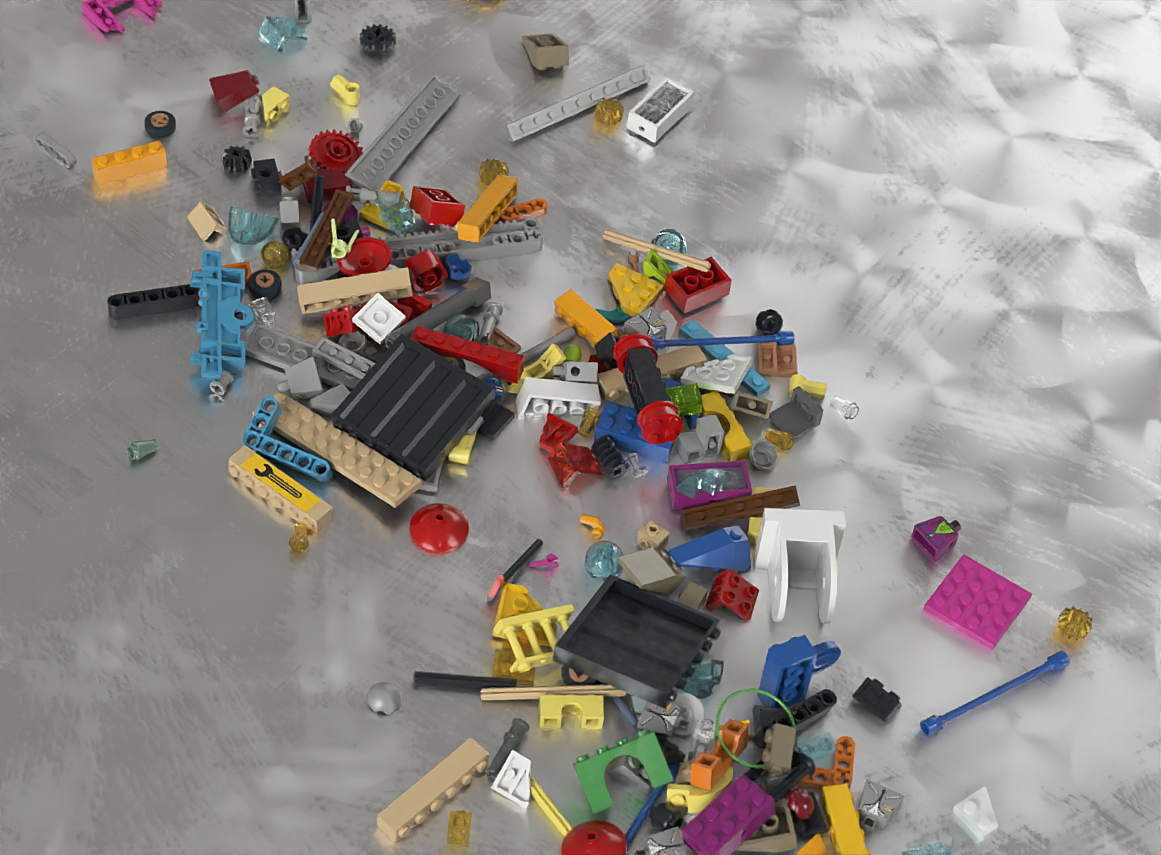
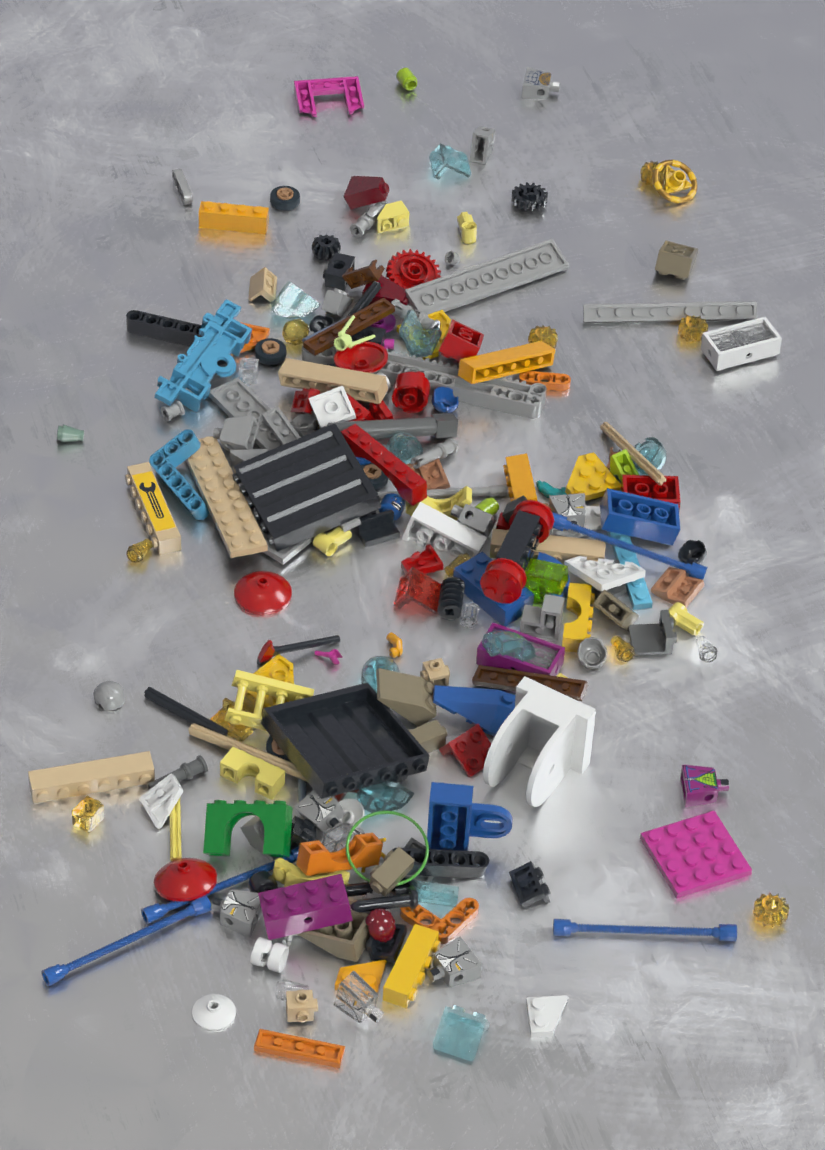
camera: 35 degrees right, 5 degrees down
(708, 308) = (639, 517): none -> blue brick

